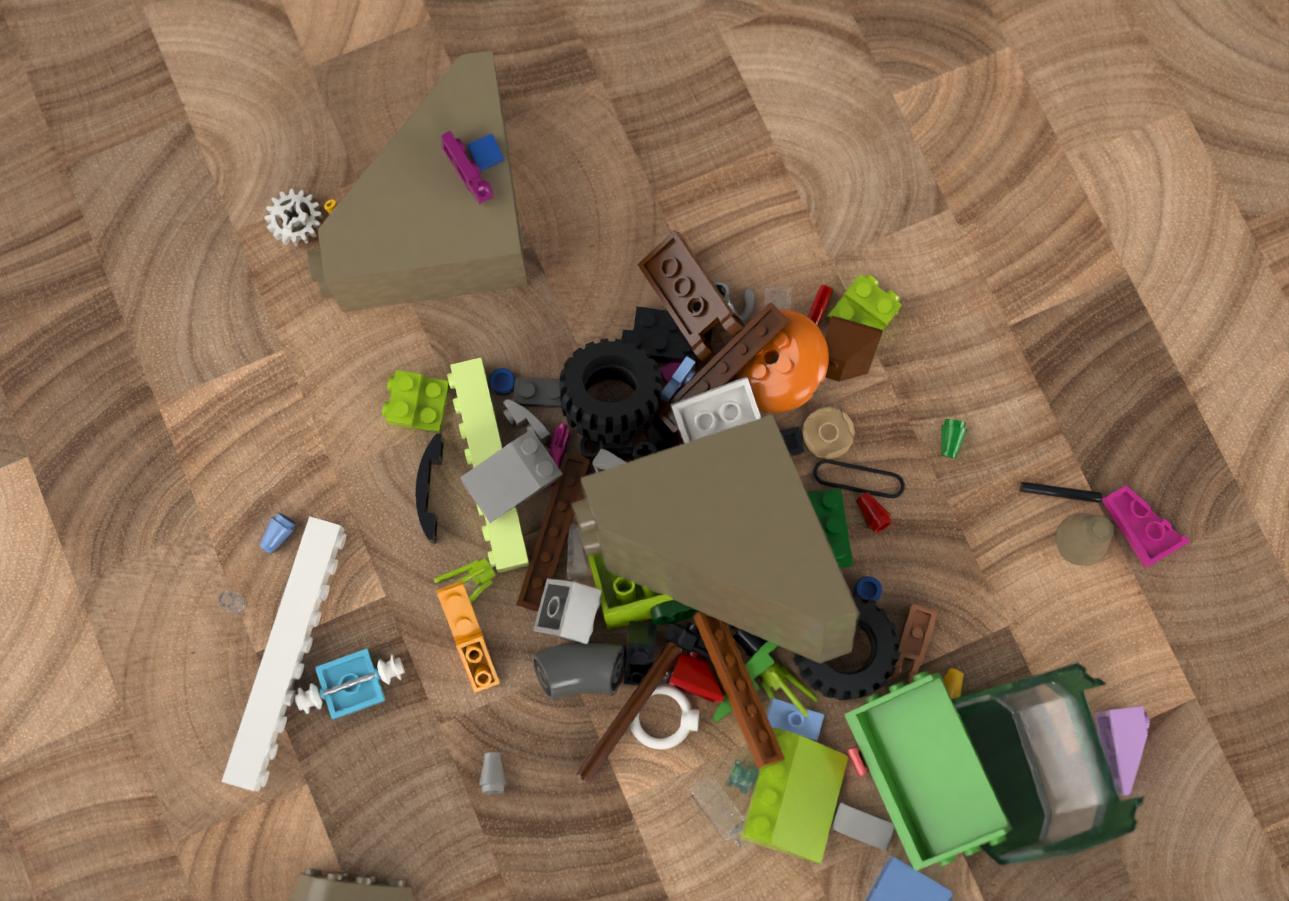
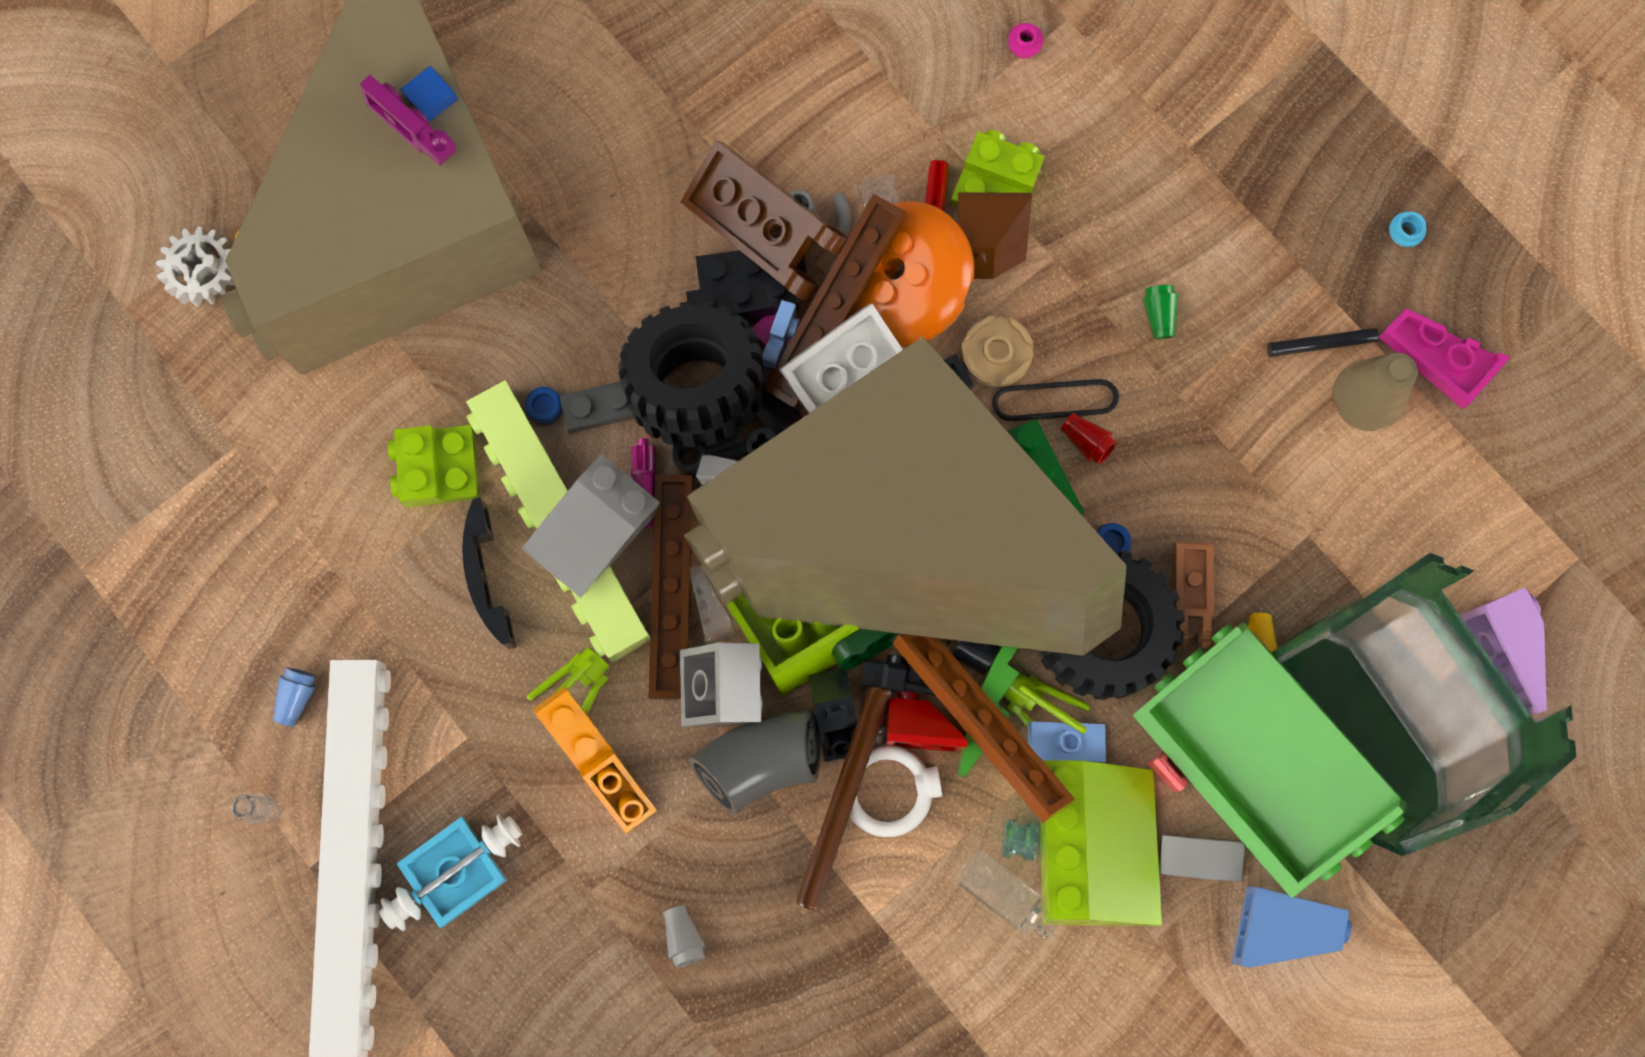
camera: 15 degrees left, 0 degrees up
(520, 416) = (582, 444): light grey slope -> none
(913, 223) = (1025, 49): none -> dark pink plate
(1153, 426) = (1414, 222): none -> medium azure plate

